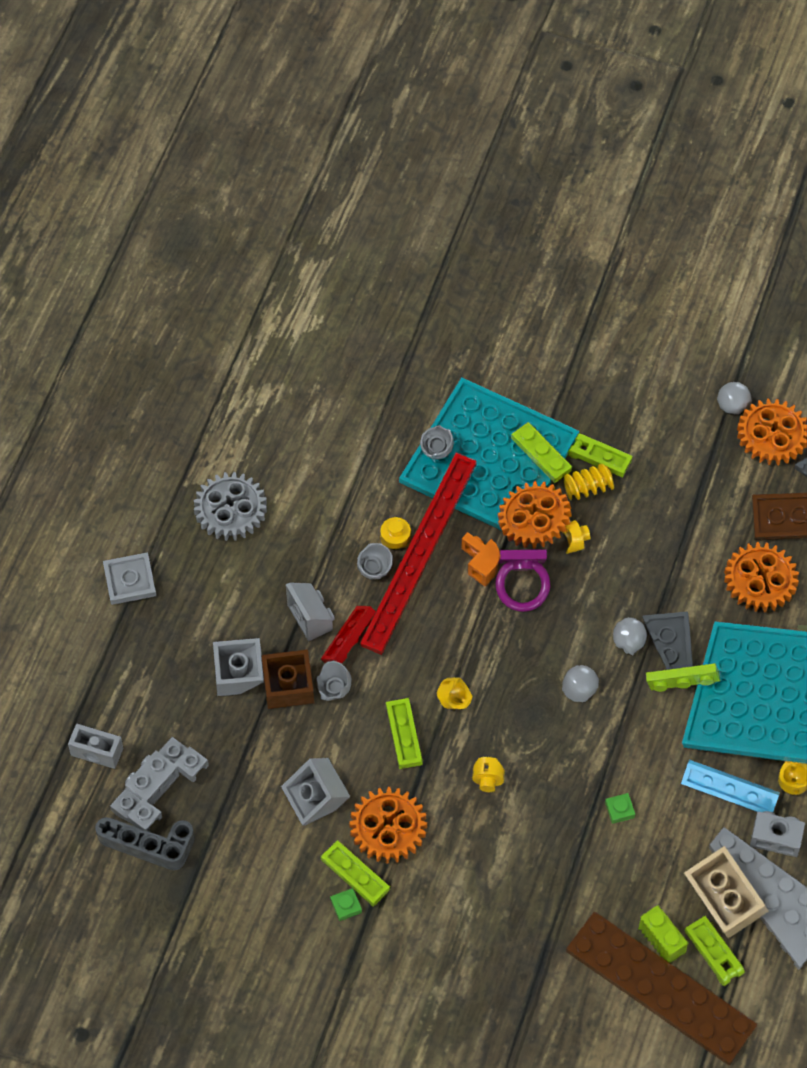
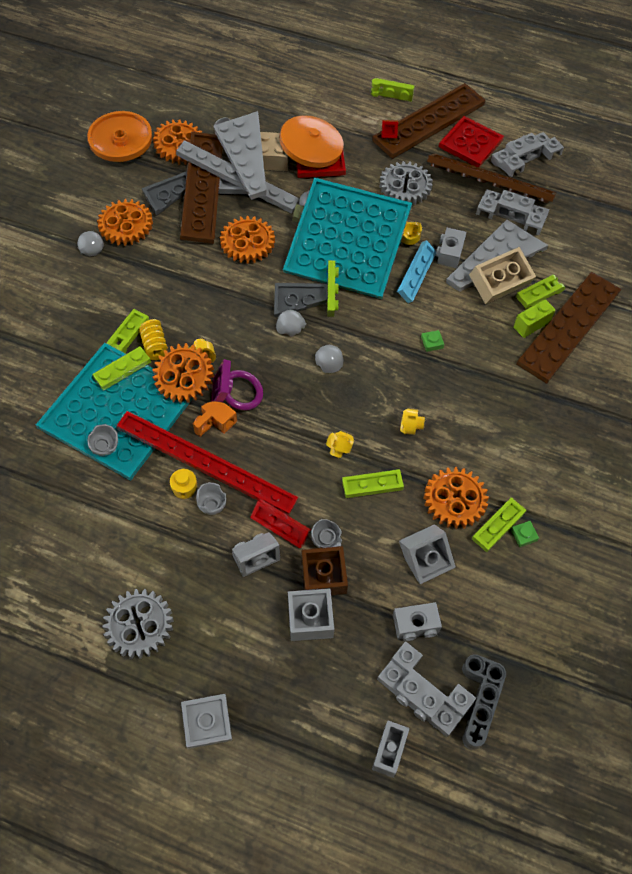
camera: 90 degrees left, 0 degrees up
(233, 791) = (426, 613): none -> light grey brick

